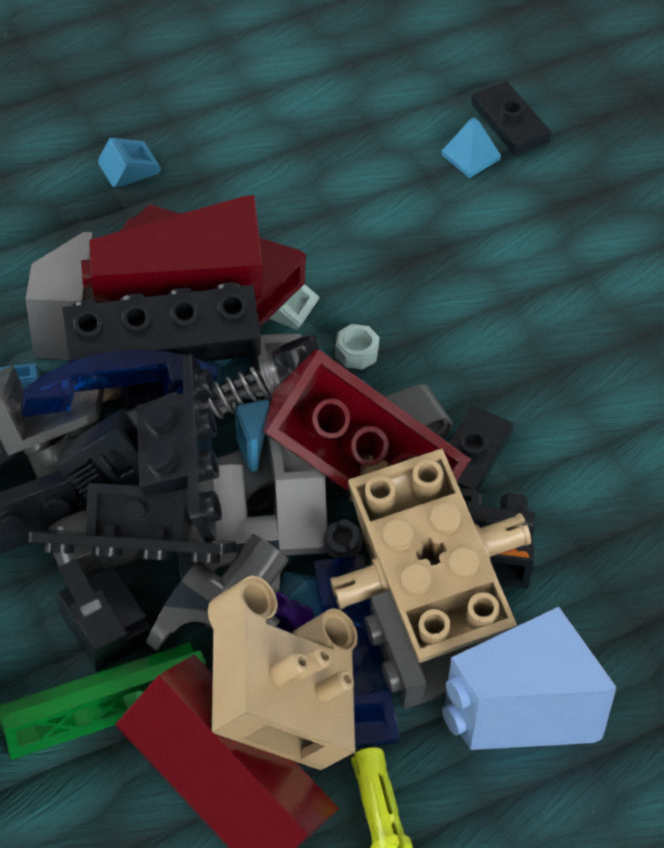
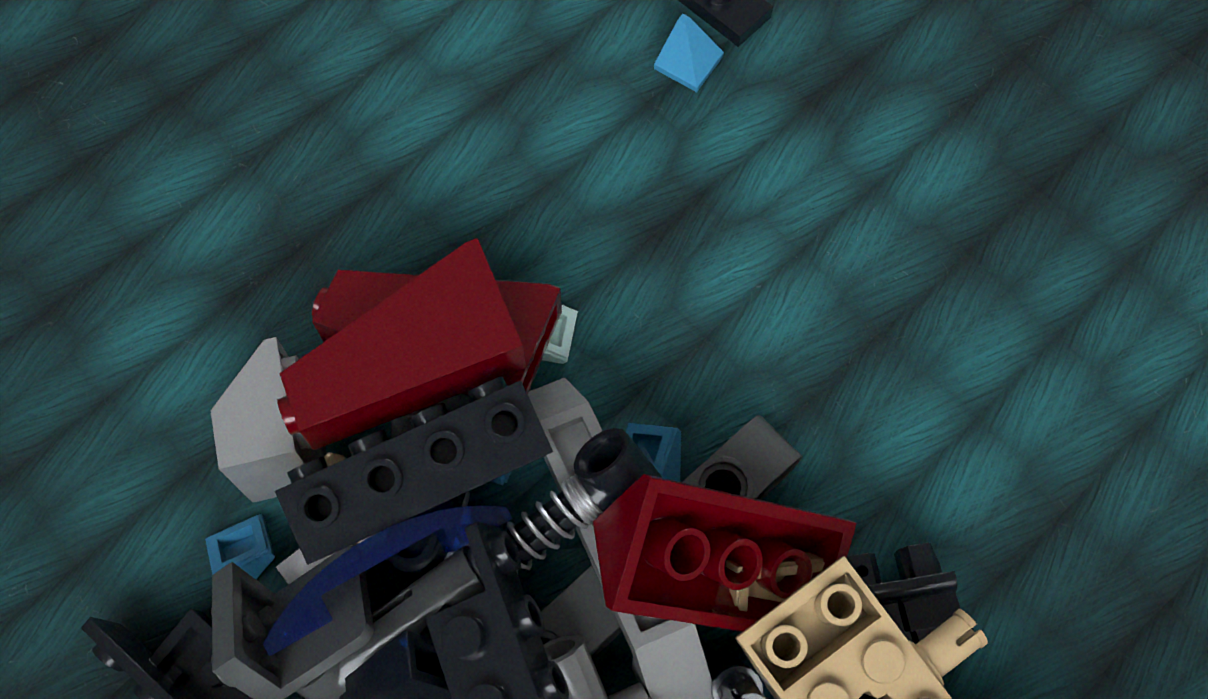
camera: 15 degrees left, 15 degrees up
(127, 161) = (283, 183): dark azure slope -> none
(249, 431) = (574, 573): dark azure slope -> none
(357, 346) = (648, 374): light aqua tile -> none
(482, 440) = (835, 471): black plate -> none

